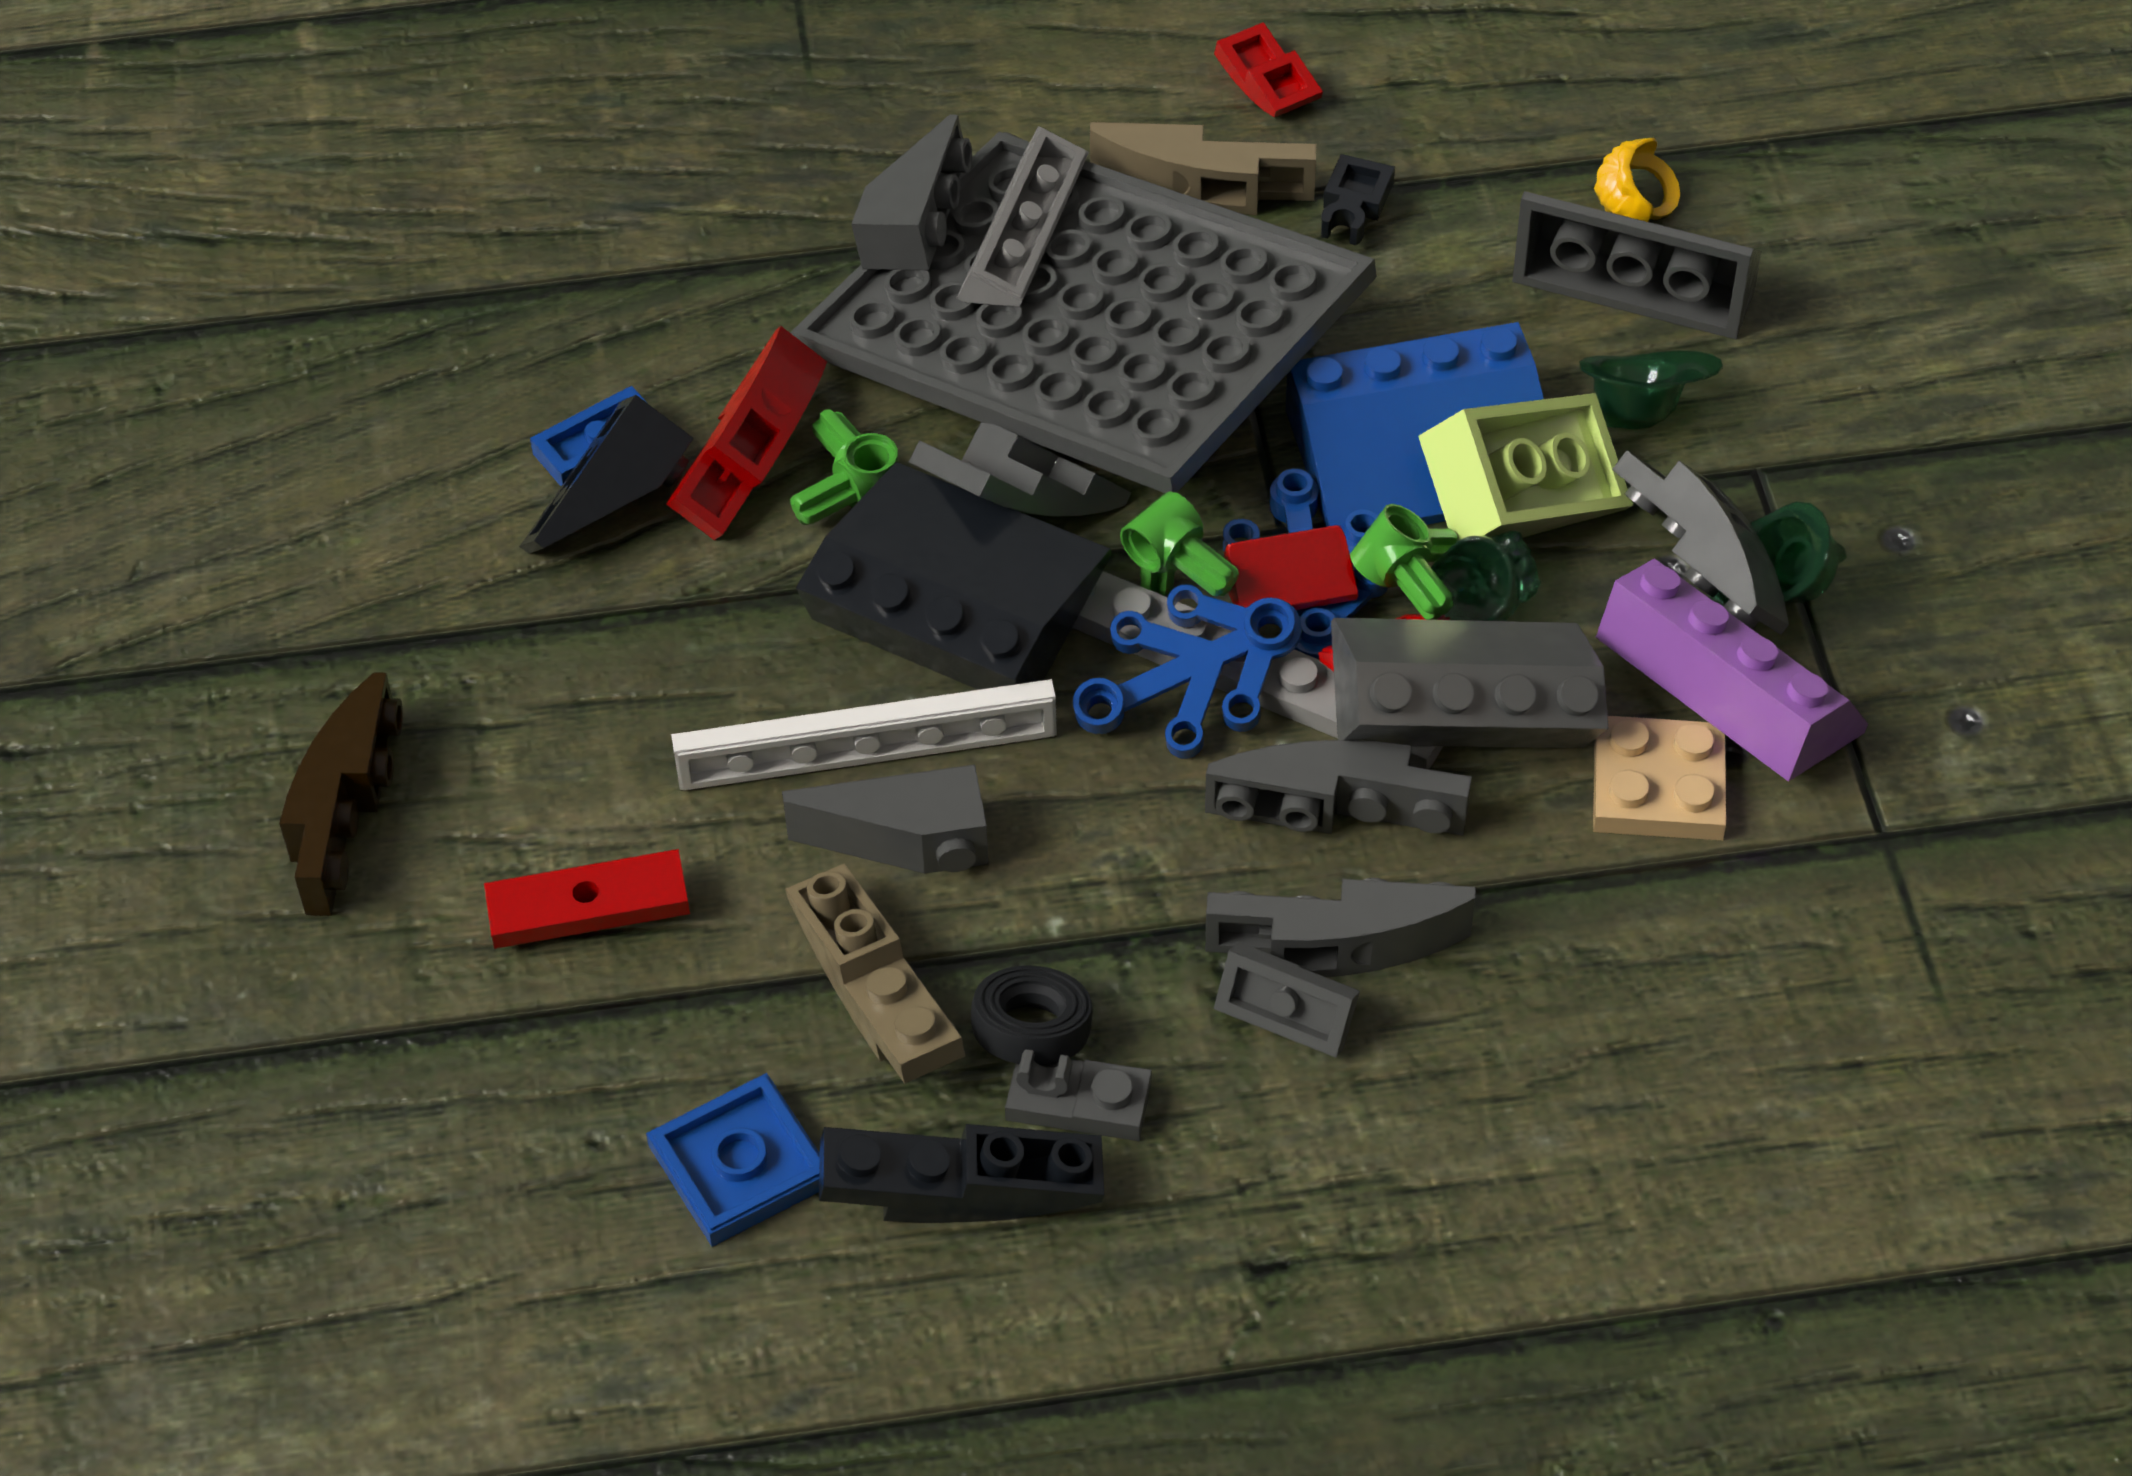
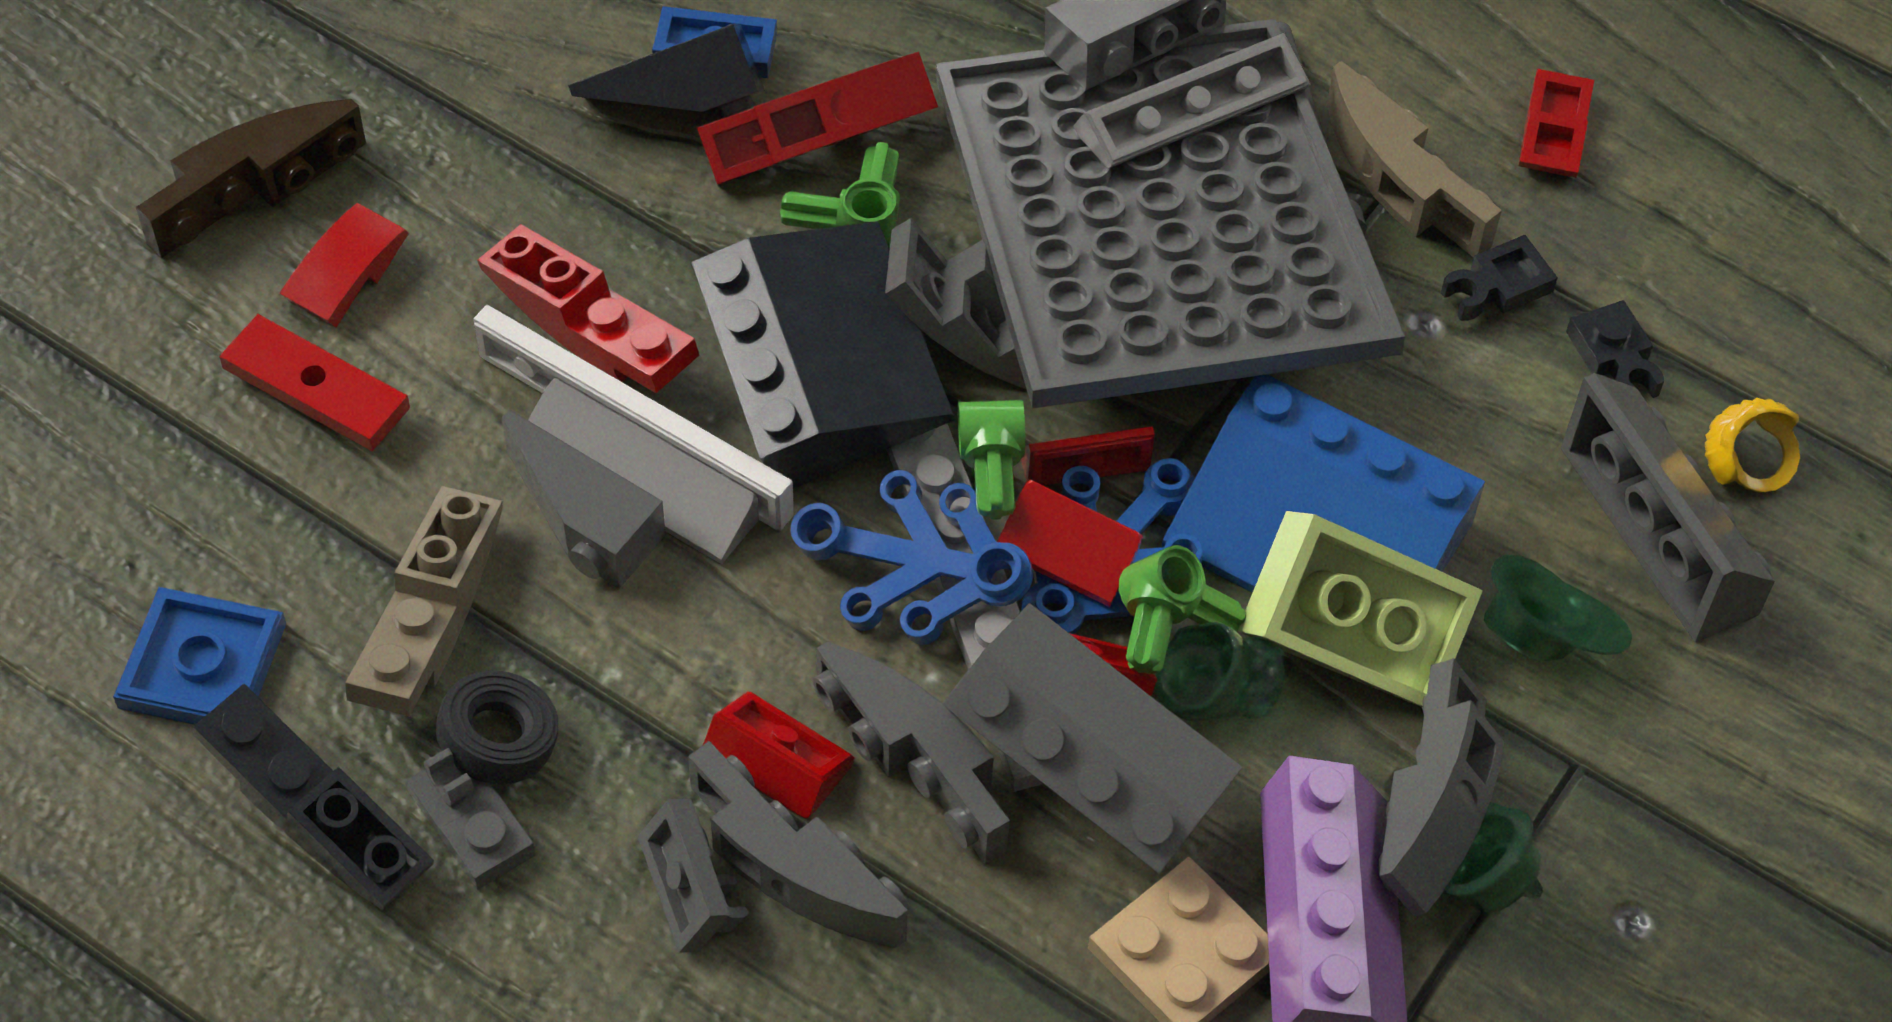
camera: 40 degrees right, 5 degrees up
(500, 803) = (341, 261): none -> red slope
(723, 690) = (583, 314): none -> red slope
(998, 746) = (697, 501): none -> light grey slope
(1232, 500) = (1104, 453): none -> red slope
(1255, 867) = (779, 752): none -> red slope
(1476, 187) = (1616, 344): none -> black plate

